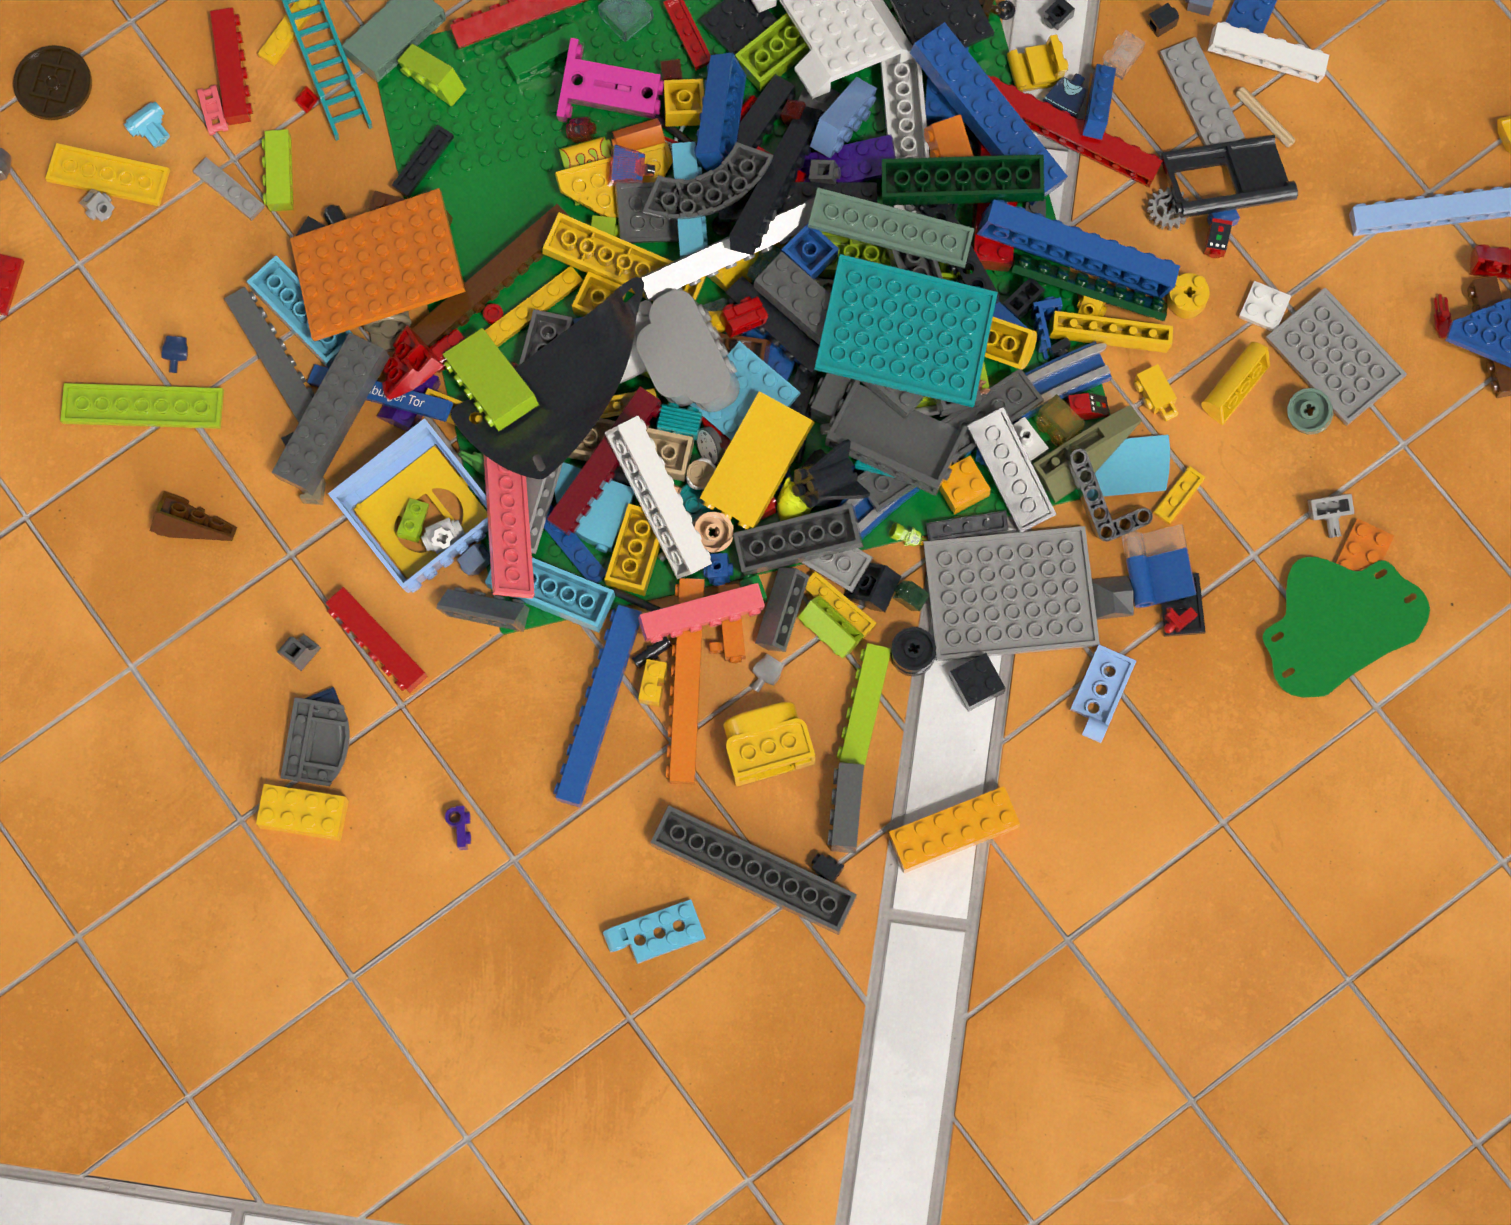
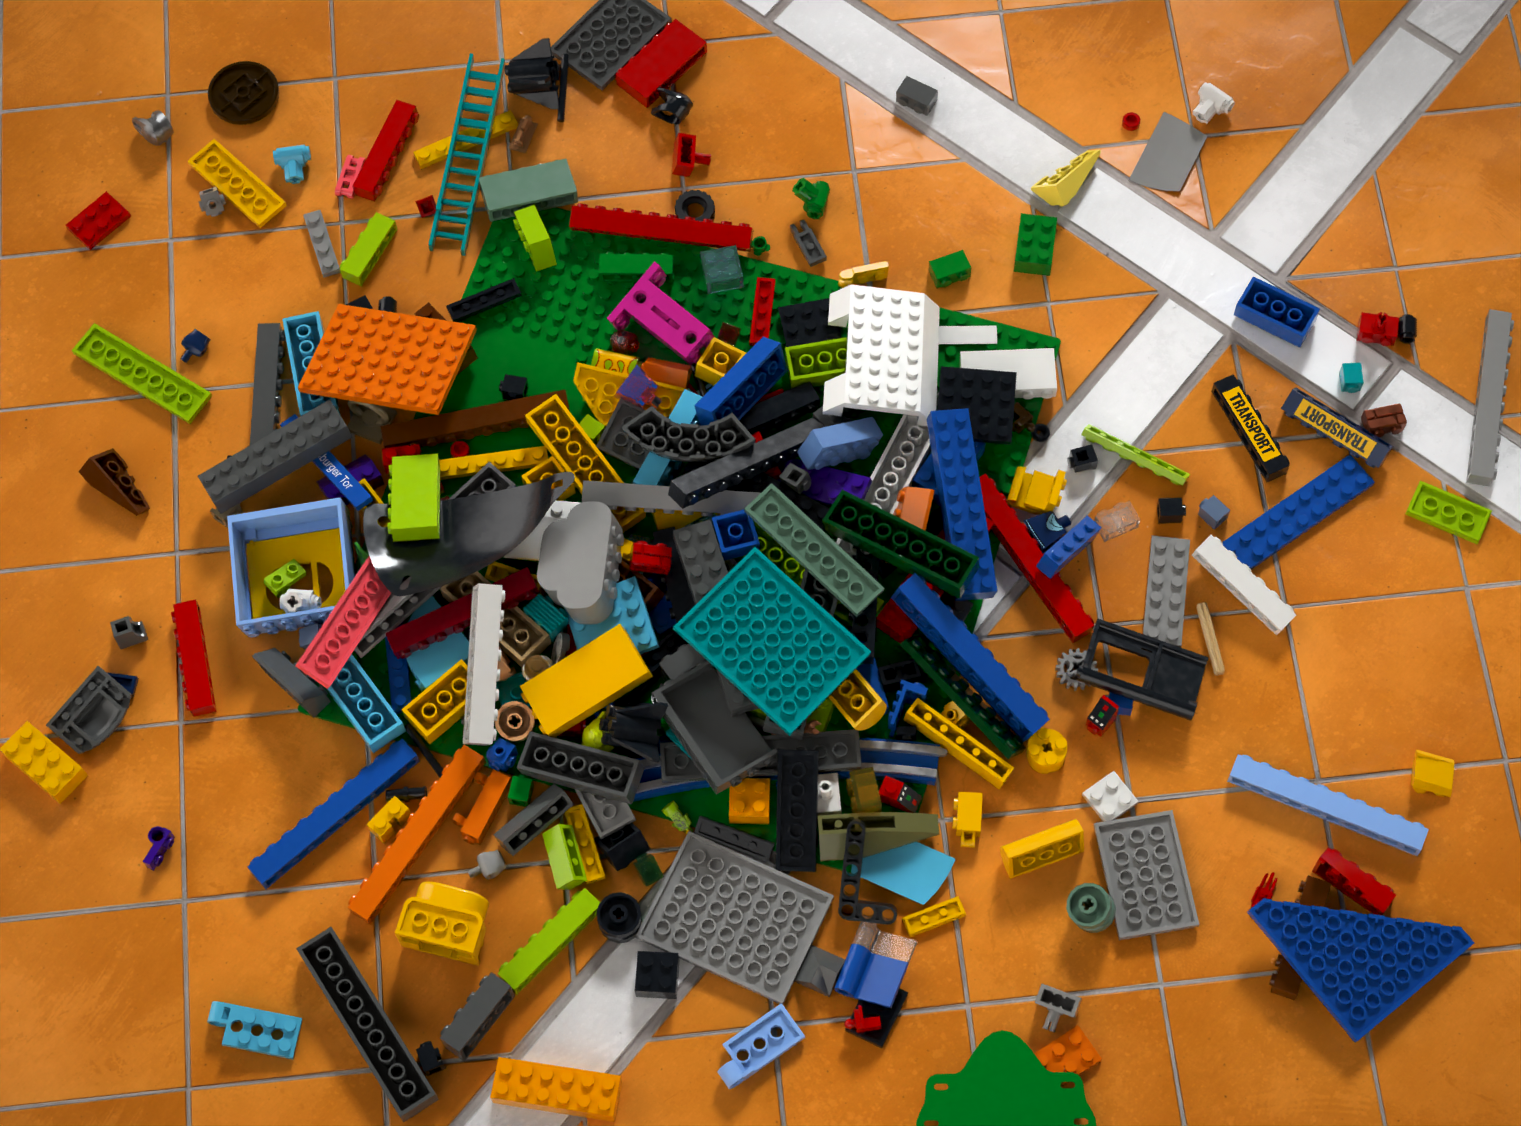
camera: 30 degrees right, 10 degrees down
(410, 364) = (363, 453): red brick -> none
(506, 228) = (513, 387): none -> black brick
(701, 612) = (461, 781): coral brick -> none
(792, 110) = (804, 416): clear red bracket -> none

